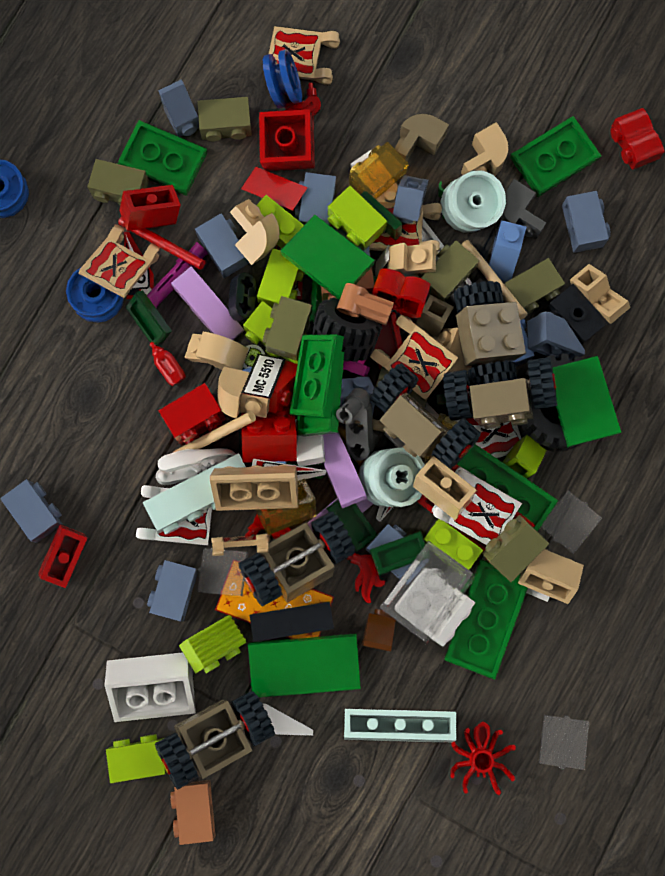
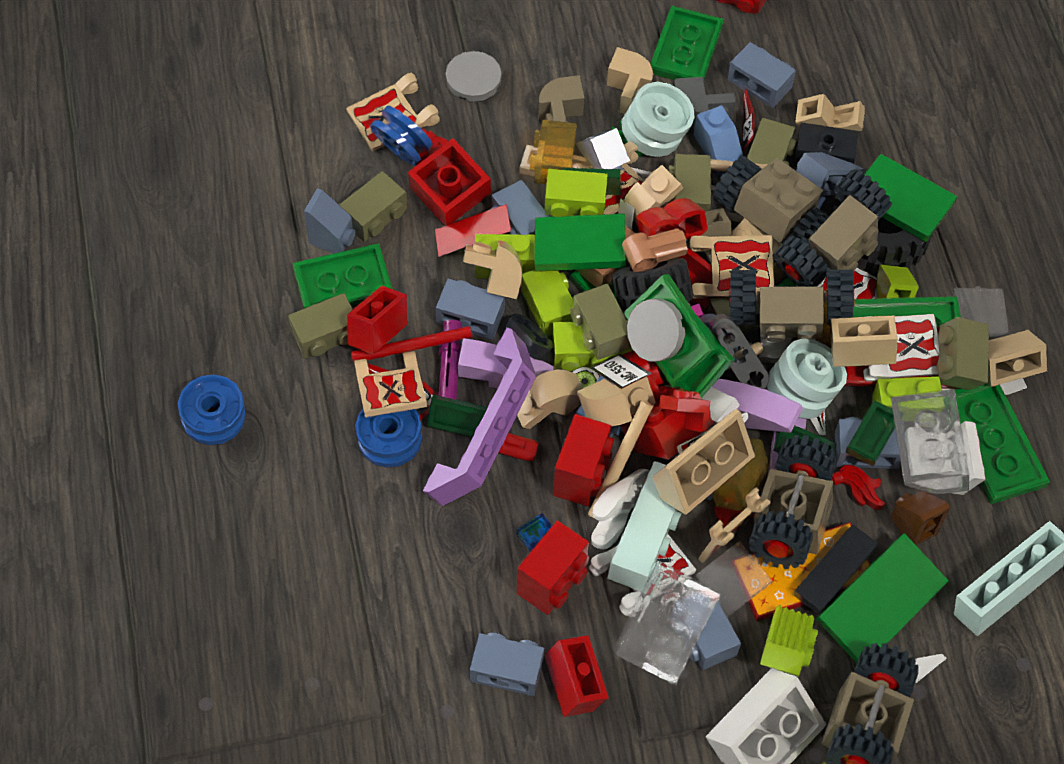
camera: 40 degrees left, 20 degrees down
(108, 474) = (553, 568): none -> red brick
(130, 439) = (533, 531): none -> tile
(142, 569) = (666, 622): none -> clear slope
(191, 328) = (449, 483): none -> medium lavender slope
(273, 439) = (696, 409): none -> red bracket
(304, 368) = (655, 330): none -> light grey tile
(382, 66) = (473, 76): none -> light grey tile
(540, 251) = (748, 121): none -> sticker

